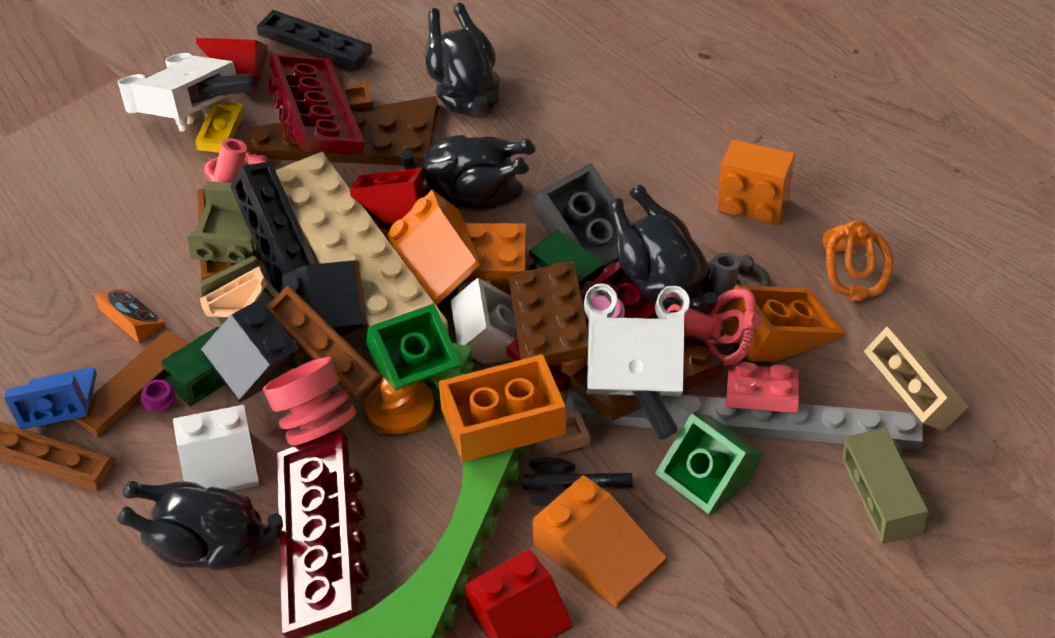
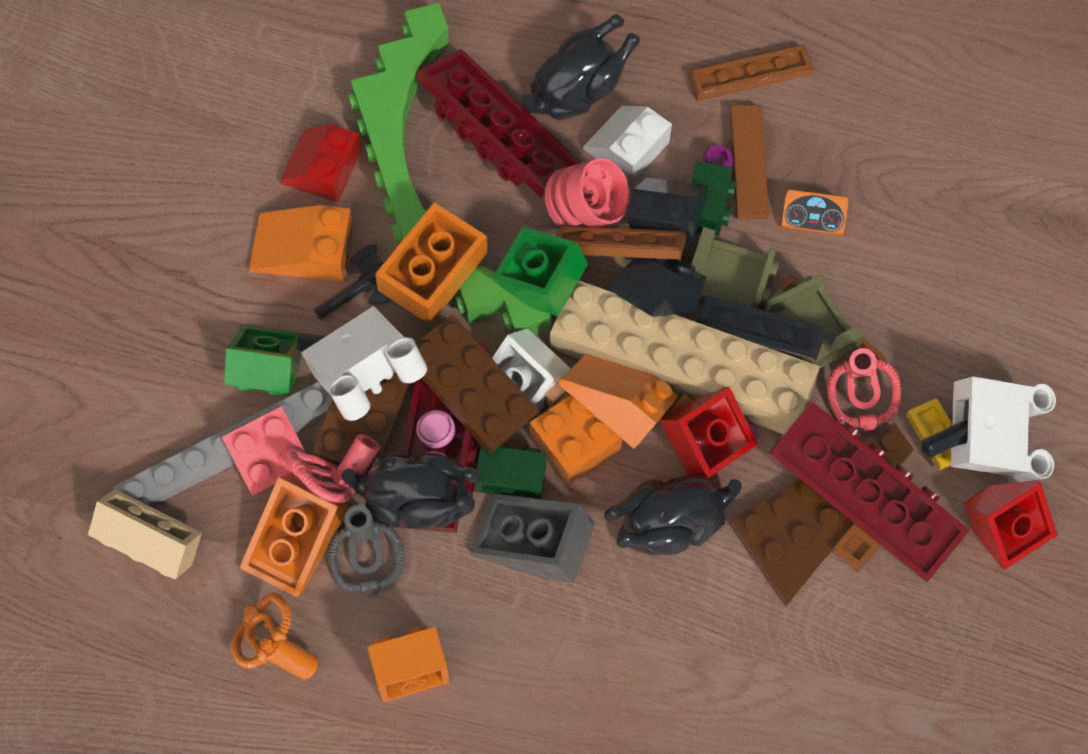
camera: 140 degrees right, 20 degrees up
(52, 398) = (780, 102): blue bracket -> none
(234, 295) = (735, 252): light nougat slope -> none
(314, 39) = (965, 597): black plate -> none
(462, 65) = (786, 640): black piece -> none
(576, 434) = (397, 315): nougat plate -> none
(885, 485) = (118, 423): olive brick -> none

